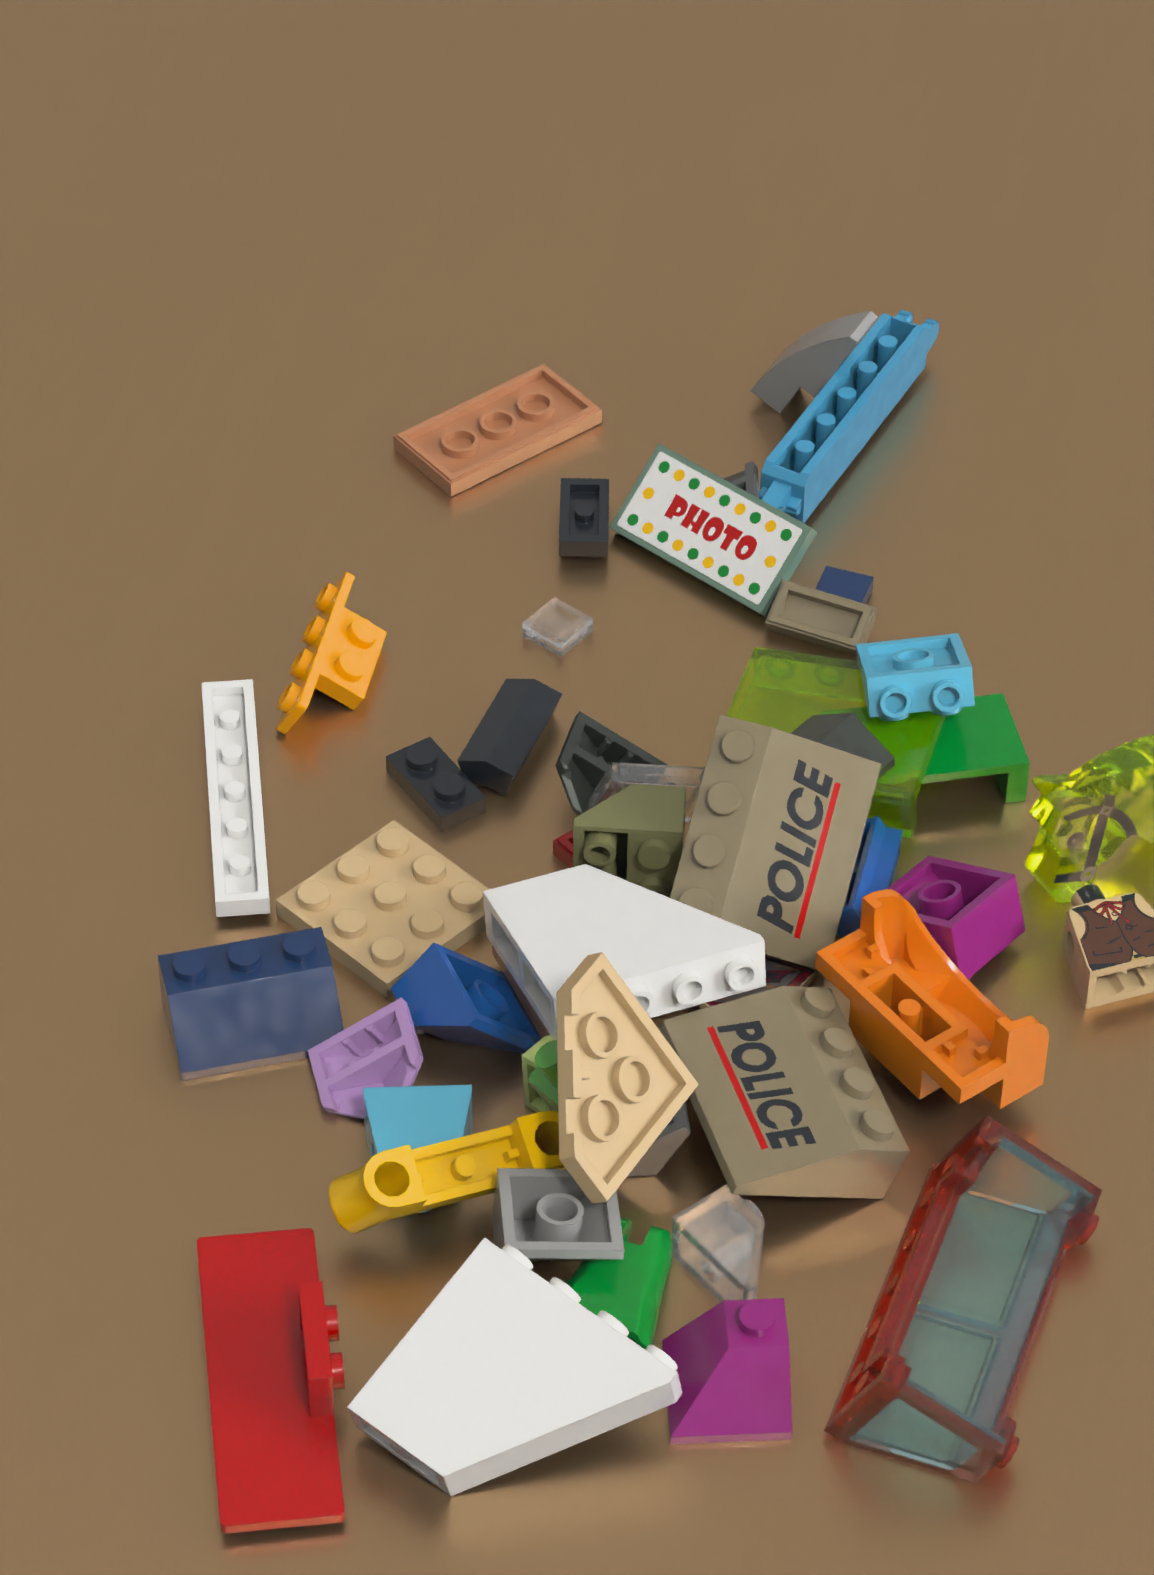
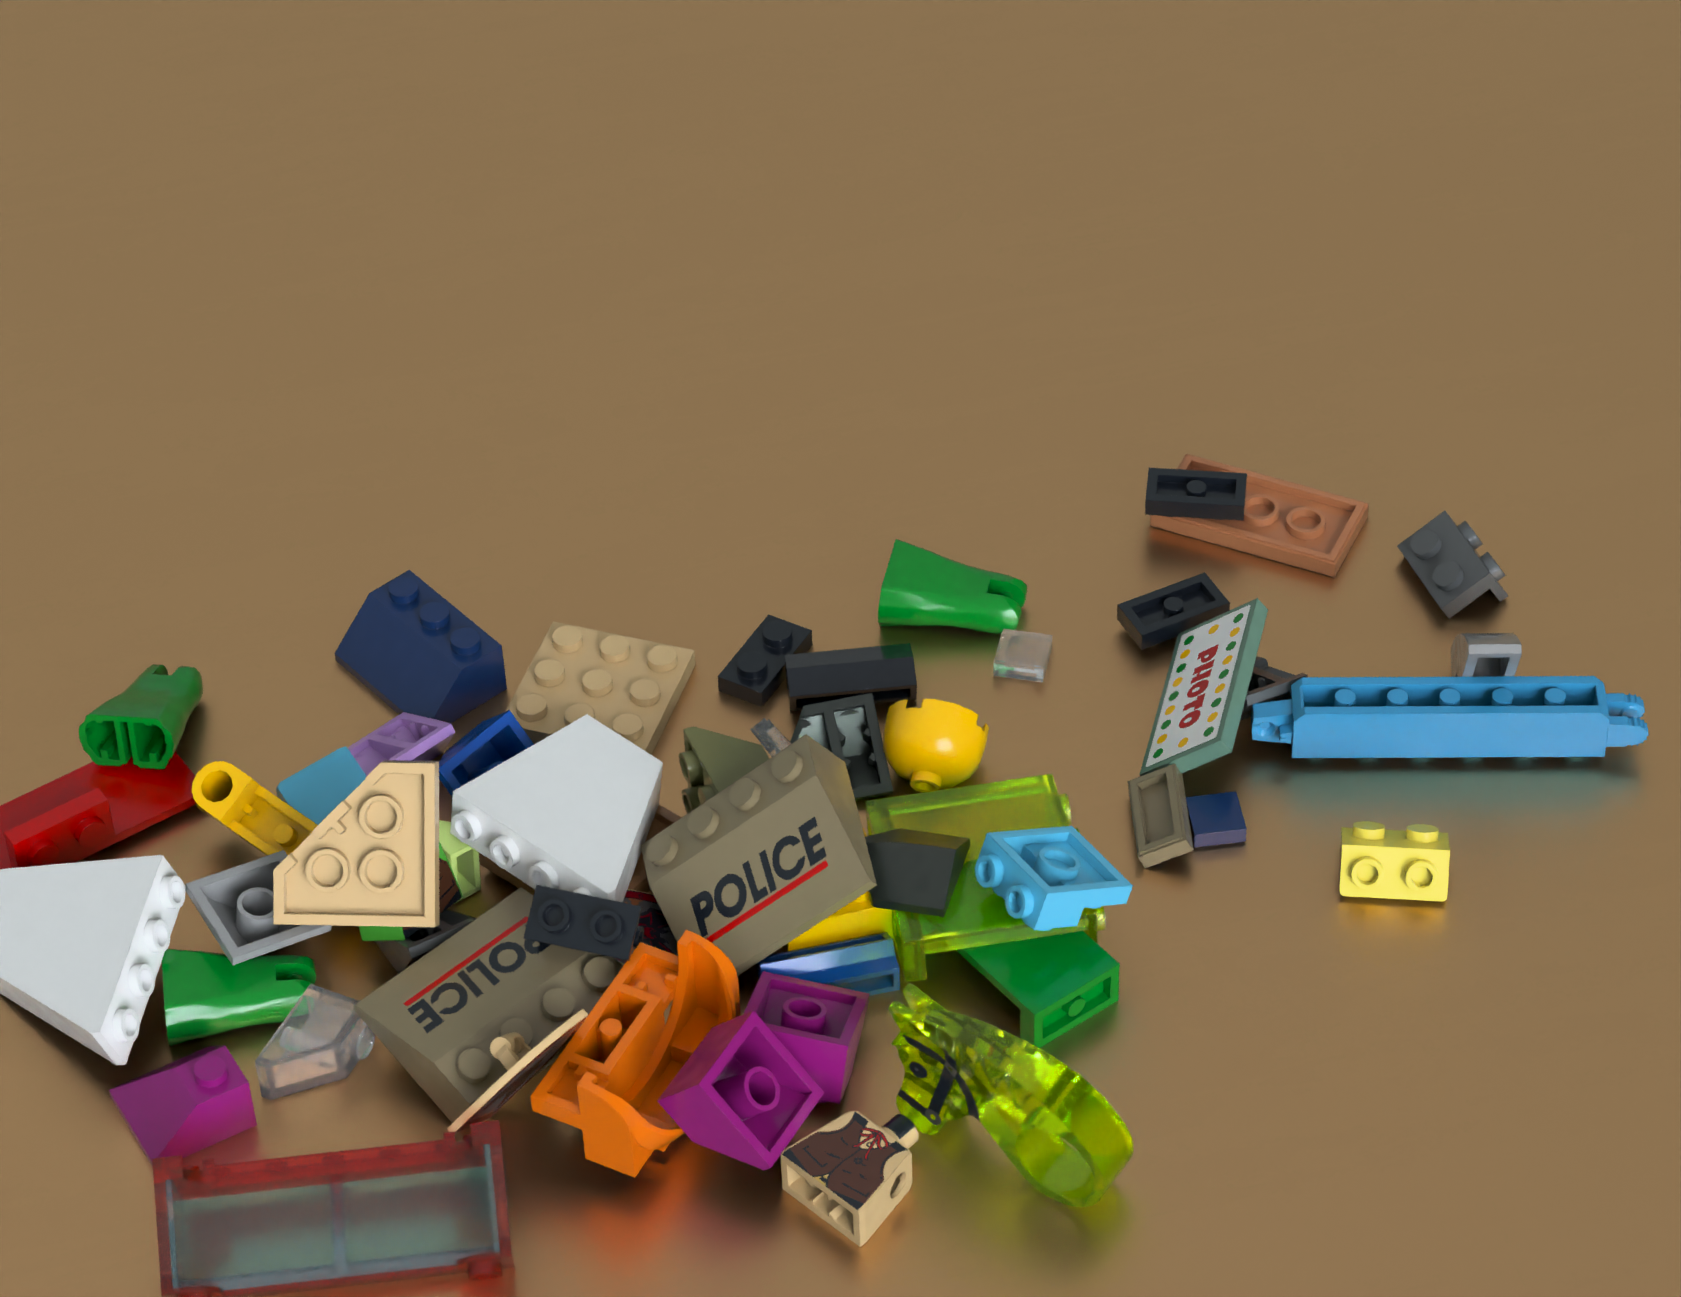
camera: 65 degrees right, 0 degrees up
(192, 1230) = (143, 719): none -> green piece
(235, 799) = (656, 549): white plate -> none
(337, 655) = (865, 537): light orange bracket -> none
(450, 640) = (938, 591): none -> green piece
(469, 441) = (1196, 494): none -> black plate
(656, 349) = (1450, 565): none -> dark grey bracket
(656, 708) = (933, 743): none -> yellow cylinder
(778, 975) = (584, 923): none -> black hinge
(918, 1088) = (521, 1066): none -> shield
(966, 510) = (1394, 862): none -> light yellow bracket
(1018, 962) = (741, 1093): none -> magenta slope

